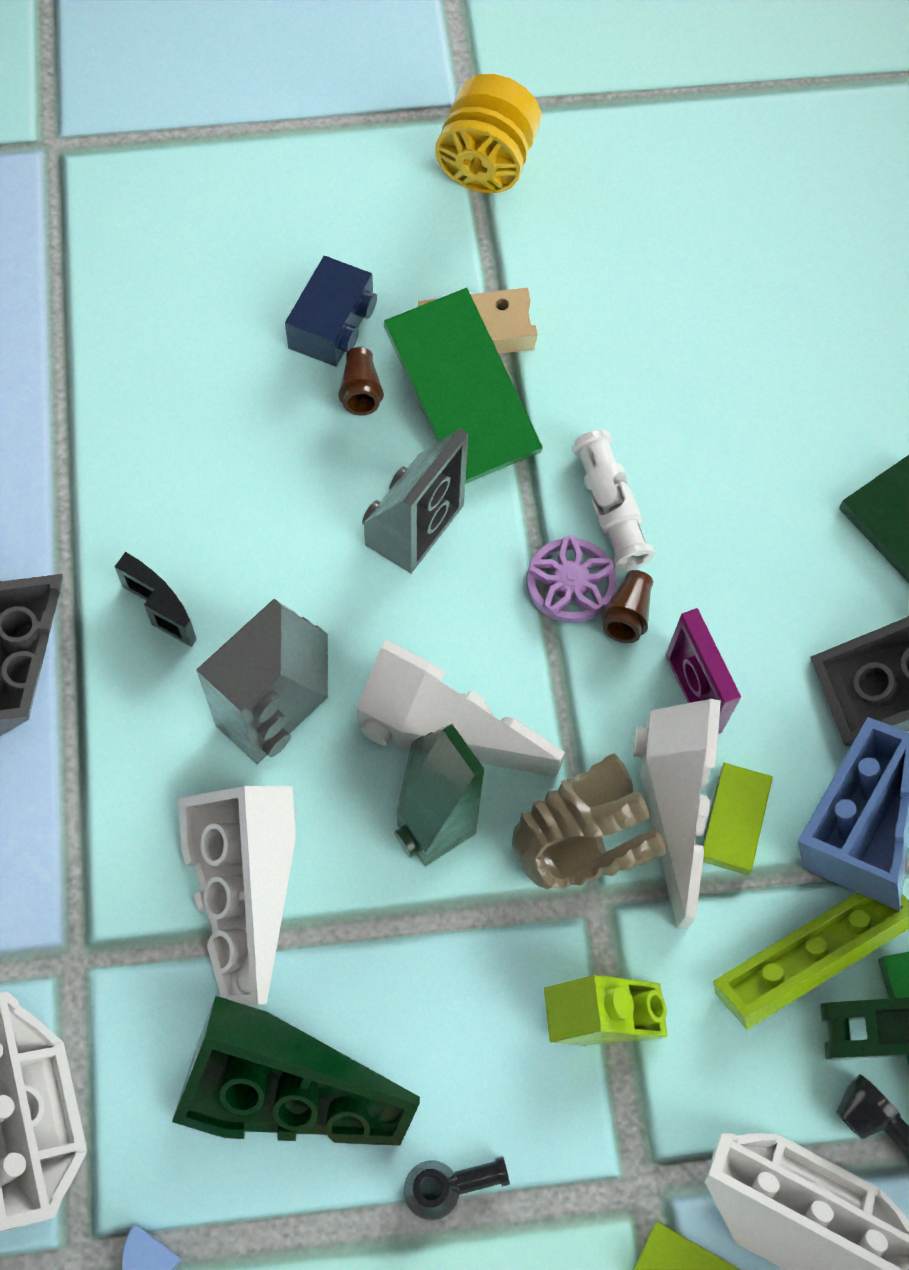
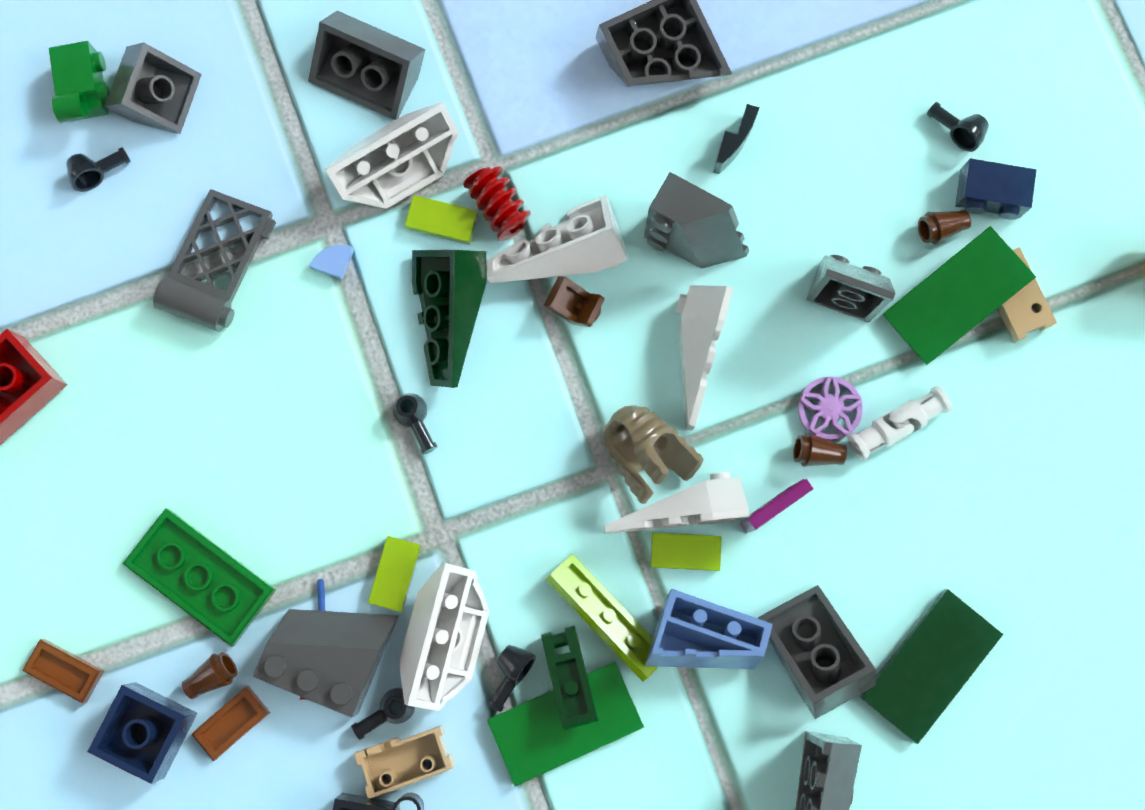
camera: 80 degrees right, 15 degrees up
(135, 1062) = (441, 219): none -> lime tile
(137, 960) = (497, 202): none -> red piece
(245, 323) = (965, 133): none -> black bar
(333, 882) = (574, 302): none -> reddish brown bracket
(438, 795) = (638, 350): dark green wedge -> none
(605, 1011) = (536, 489): lime slope -> none

